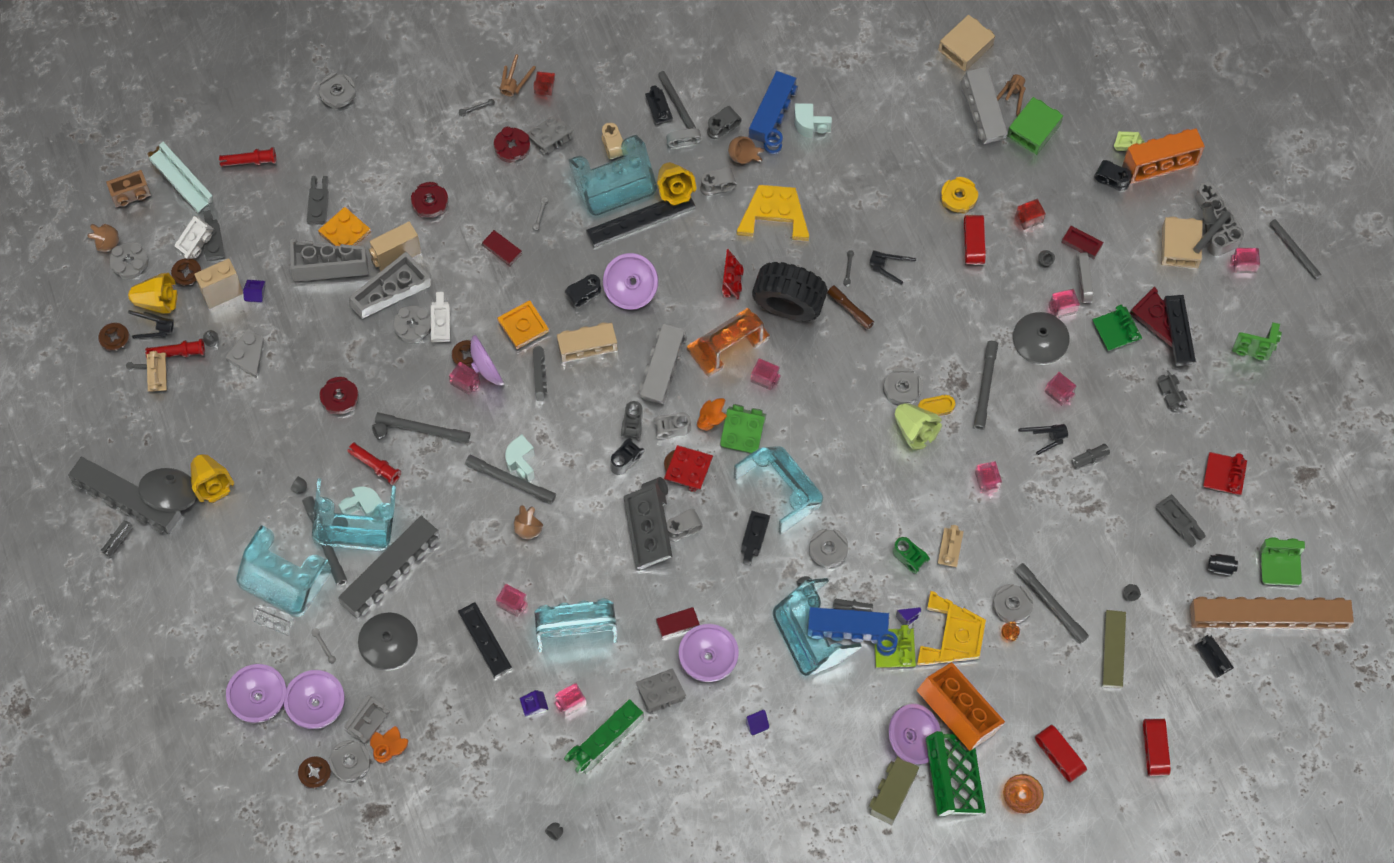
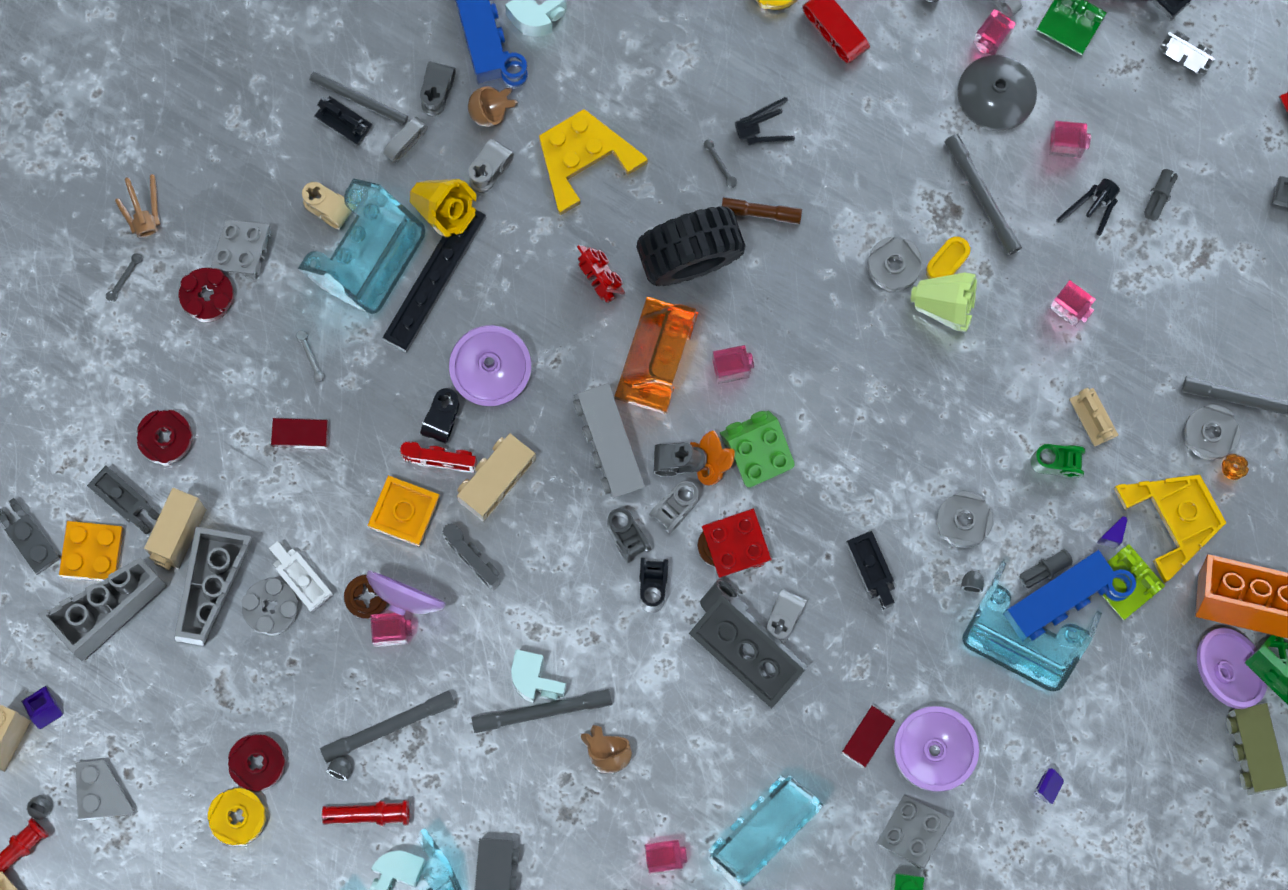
camera: 40 degrees left, 10 degrees up
(311, 424) = (232, 801): none -> yellow plate
(381, 212) = (121, 497): none -> dark grey hinge
(544, 83) = (182, 189): clear red bracket -> none
(564, 310) = (437, 457): none -> red hinge
(693, 401) = (678, 459): none -> dark grey piece
(805, 495) = (829, 456): clear light blue windscreen -> none

